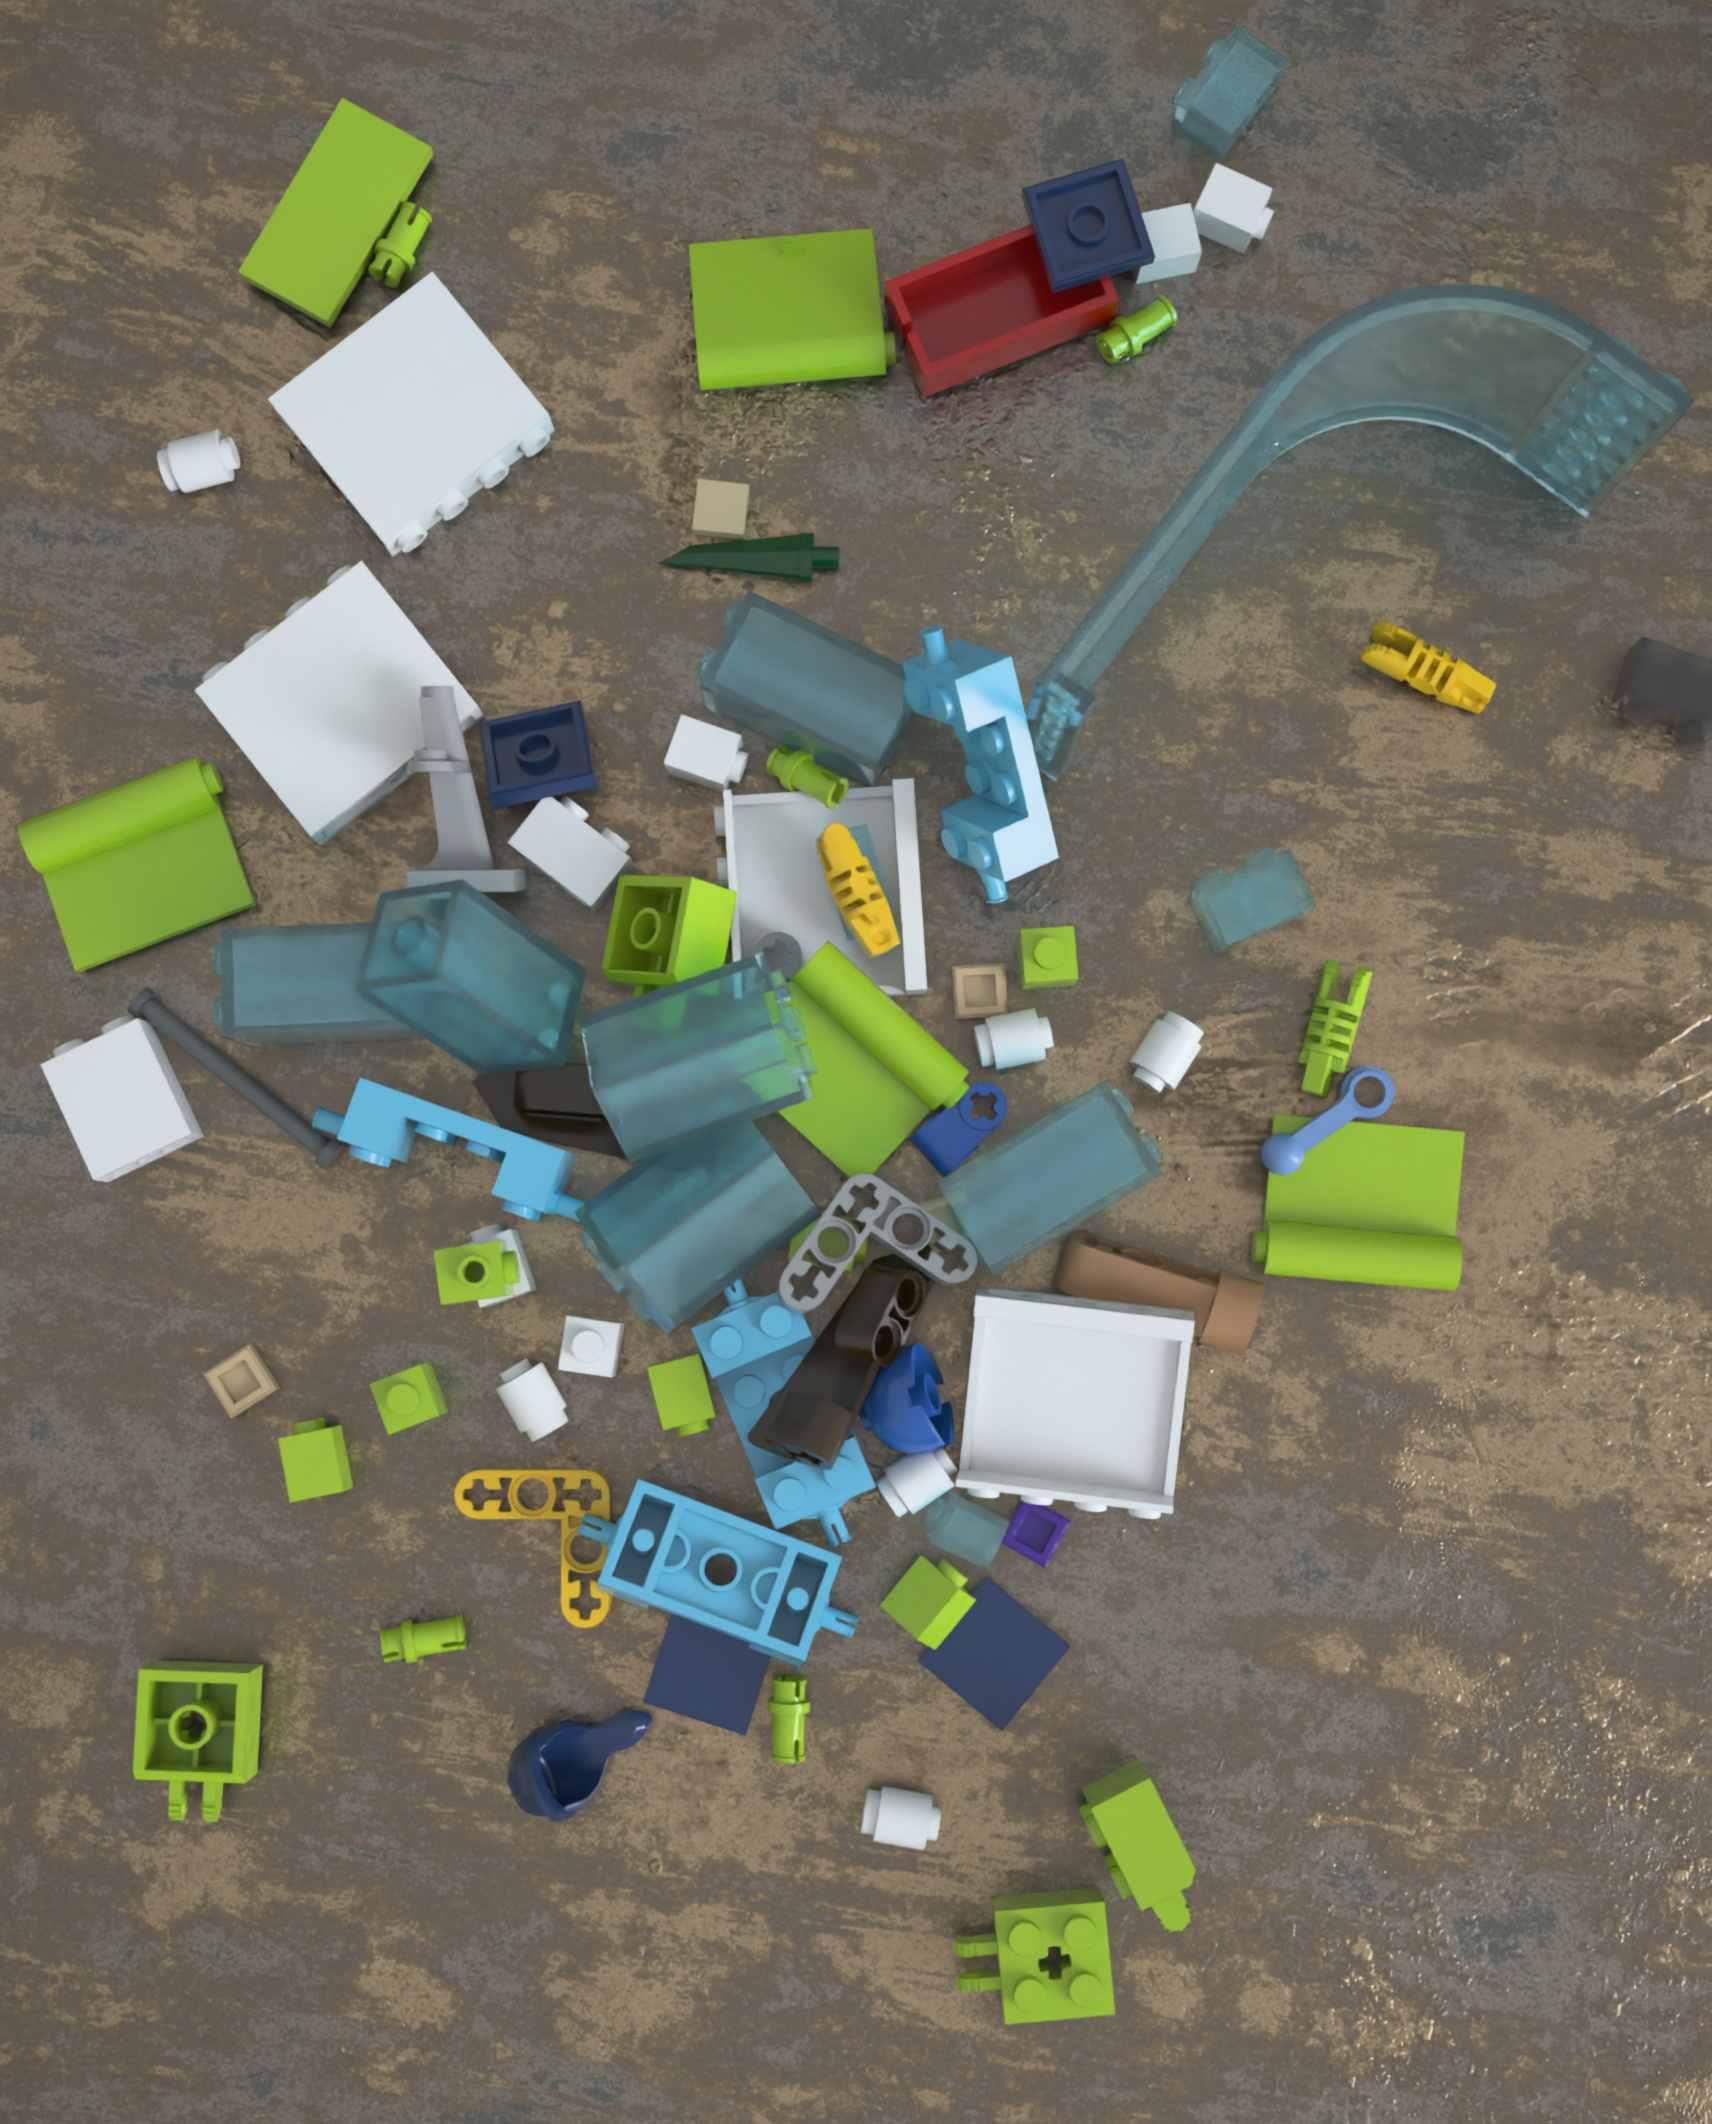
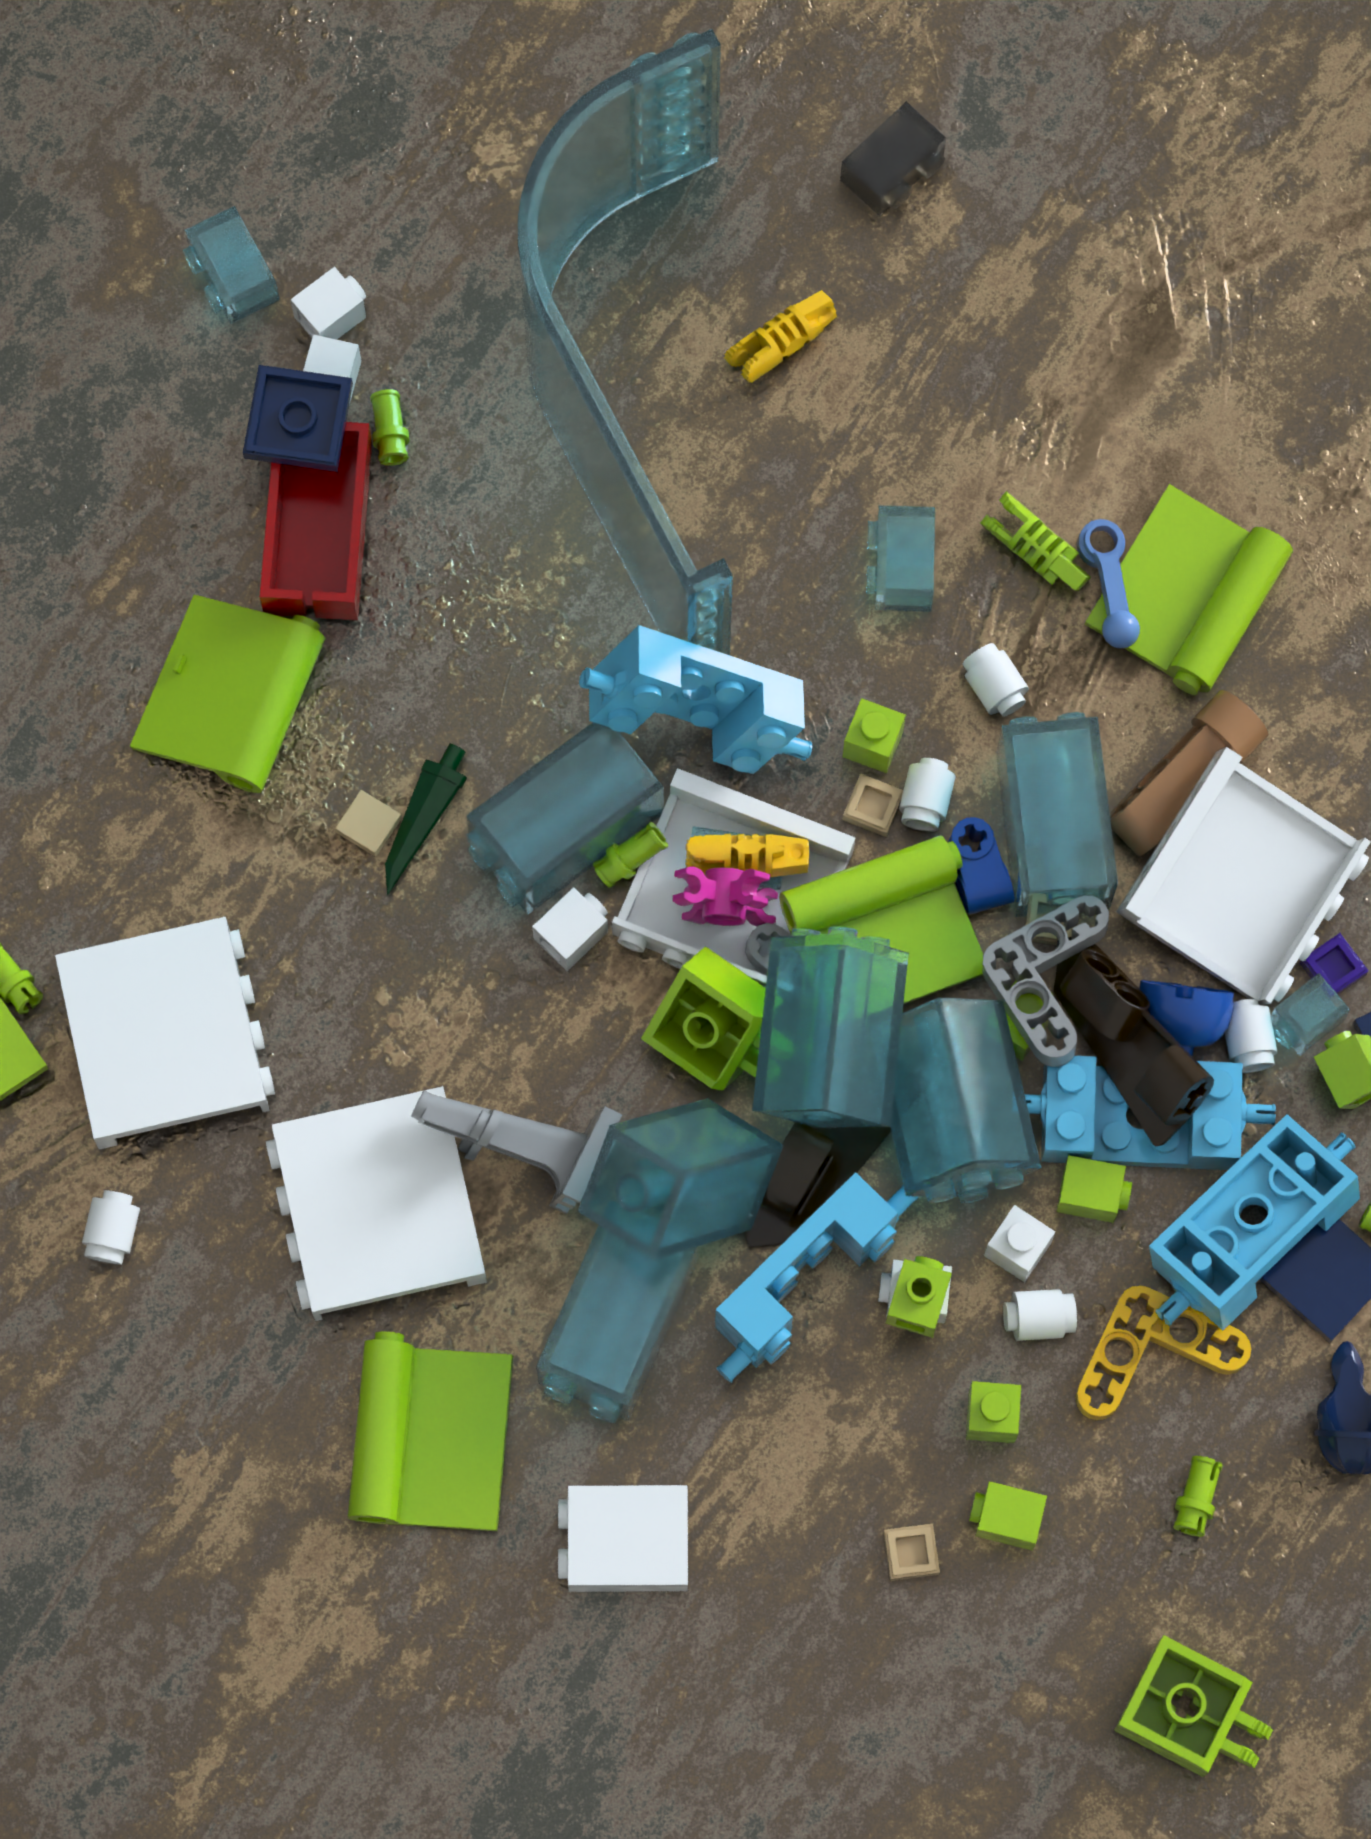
camera: 65 degrees left, 10 degrees down
(146, 1006) = (653, 1438): dark grey bar -> none
(537, 754) = (505, 1060): dark blue tile -> none
(572, 852) = (599, 1071): white brick -> none
(799, 887) = (725, 896): none -> dark pink pin

